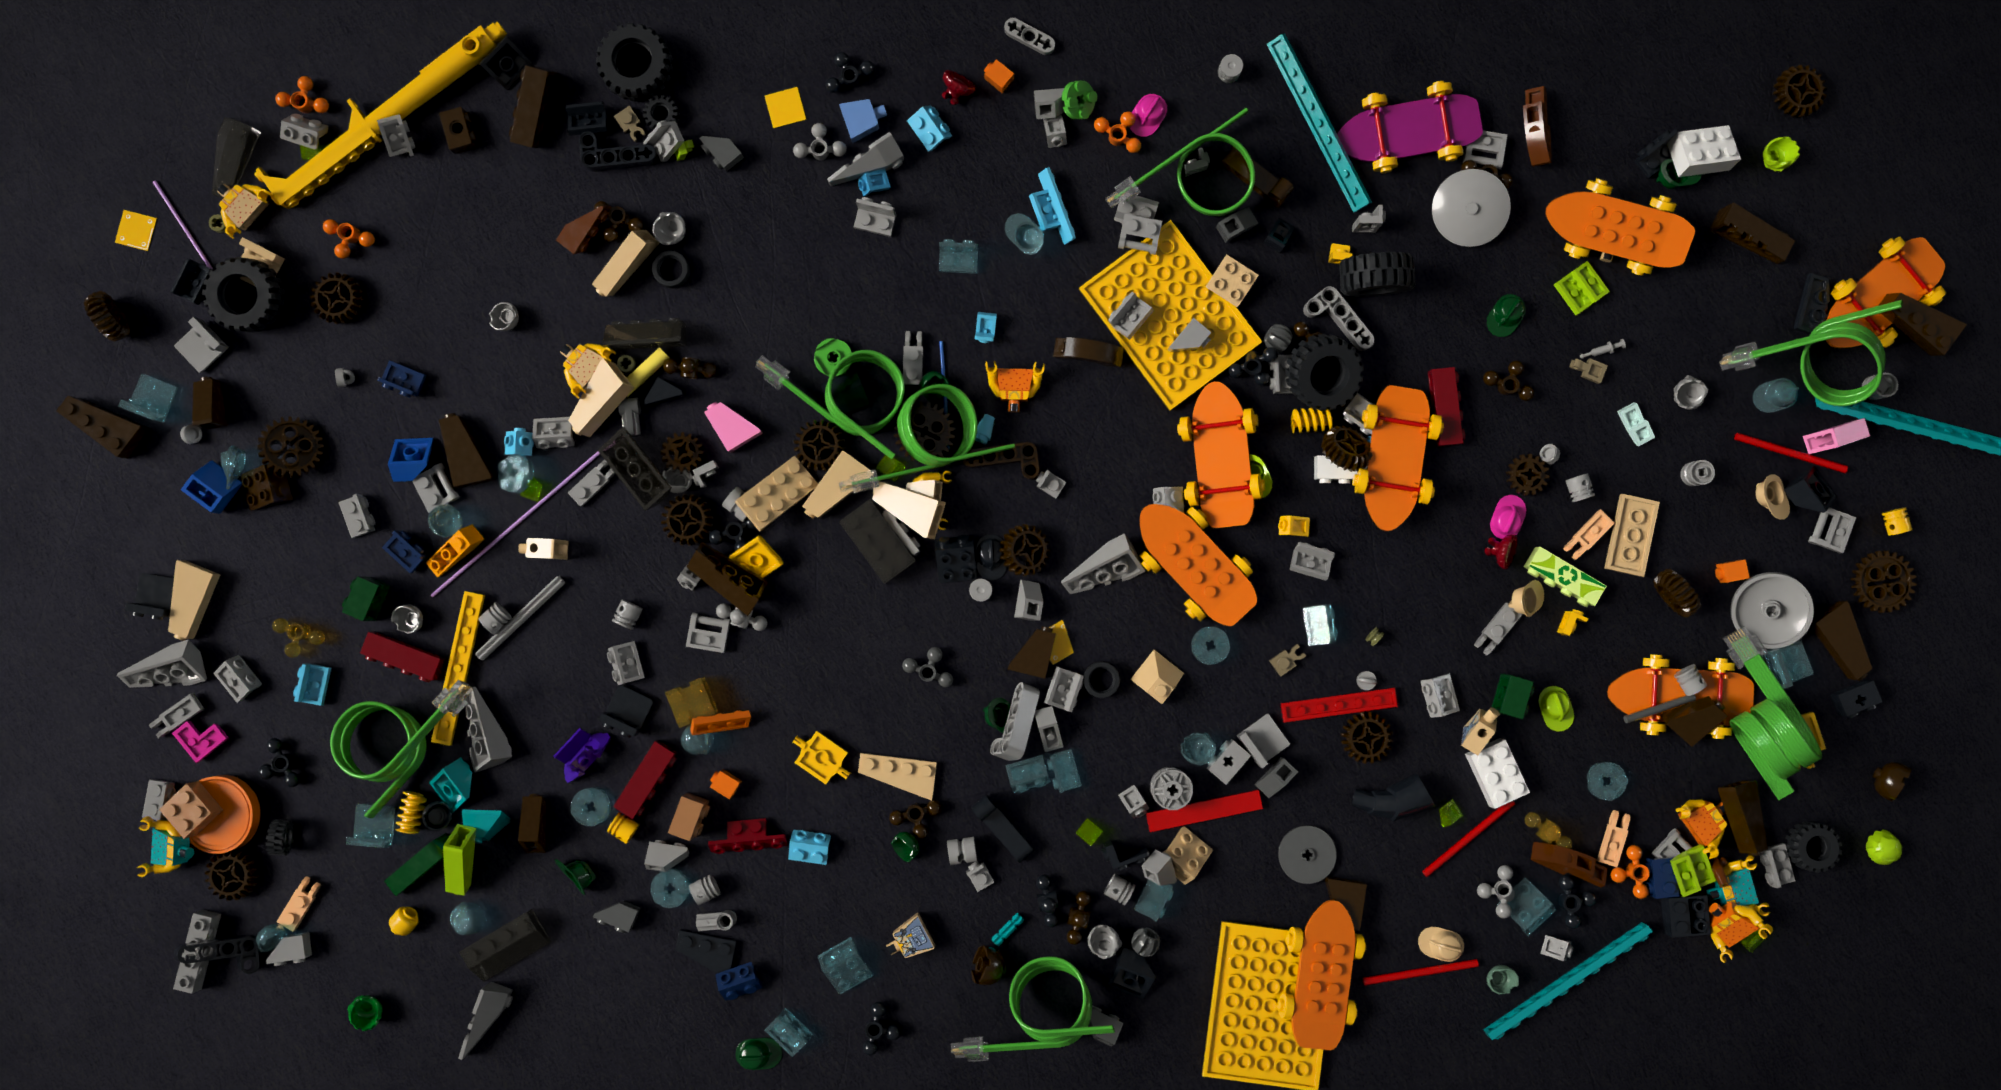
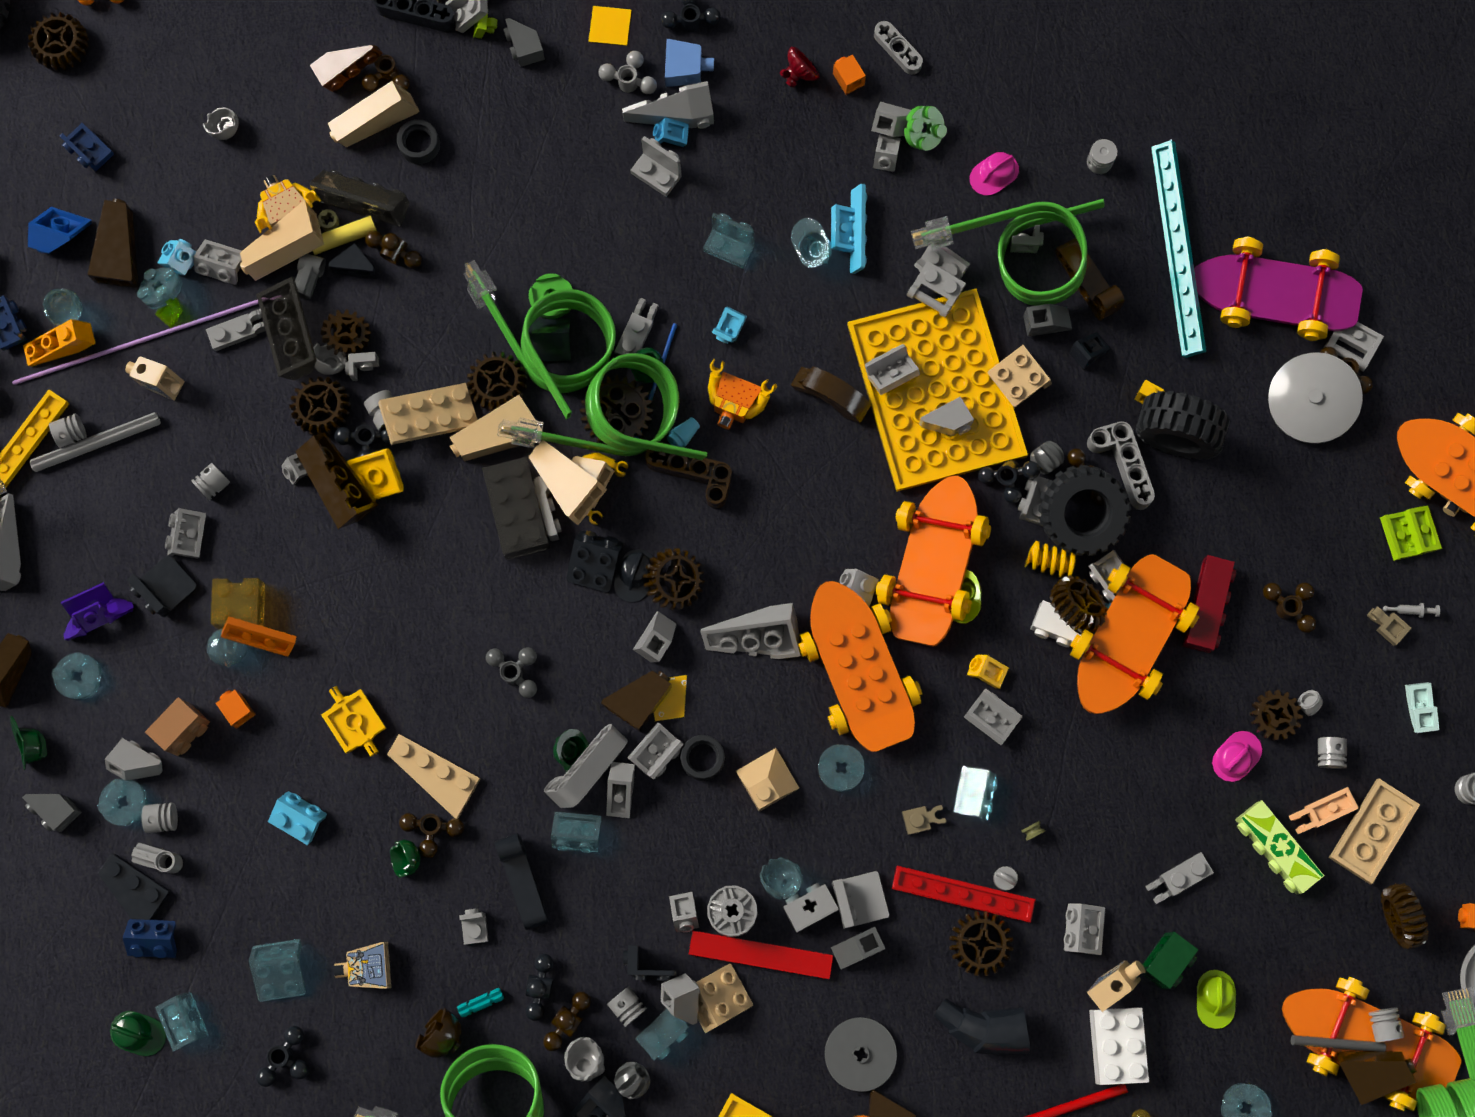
camera: 25 degrees right, 10 degrees down
(340, 375) = (24, 121): light grey tile -> none
(429, 490) = (62, 270): light grey plate -> none
(623, 828) = (101, 712): yellow piece -> none
(645, 779) = (149, 669): dark red brick -> none
(669, 228) = (433, 98): light grey hair -> none
(708, 639) = (285, 542): light grey plate -> none
(730, 426) = (410, 327): bright pink slope -> none
(740, 619) = (331, 534): light grey piece -> none
(747, 835) = (233, 777): dark red bracket -> none
(889, 466) = (564, 429): clear neon green slope -> none
(929, 127) = (753, 99): medium azure bracket -> none
(962, 850) = (466, 889): light grey wheel -> none
(980, 590) = (607, 604): light grey piece -> none
(1050, 483) = (732, 519): light grey bracket -> none
(1065, 770) = (619, 844): clear light blue bracket -> none
(1089, 832) = (619, 926): clear neon green slope -> none
(1127, 119) = (969, 168): orange piece -> none
(1370, 221) = (1194, 370): light grey bracket -> none
(1449, 813) = (1045, 1072): clear neon green slope -> none
(1503, 550) = (1219, 789): dark red hair -> none
(1506, 315) = (1314, 531): dark green piece -> none
(1528, 599) = (1227, 855): tan piece -> none
(1536, 126) = (1419, 340): reddish brown slope -> none
(1569, 623) = (1263, 904): yellow bracket -> none

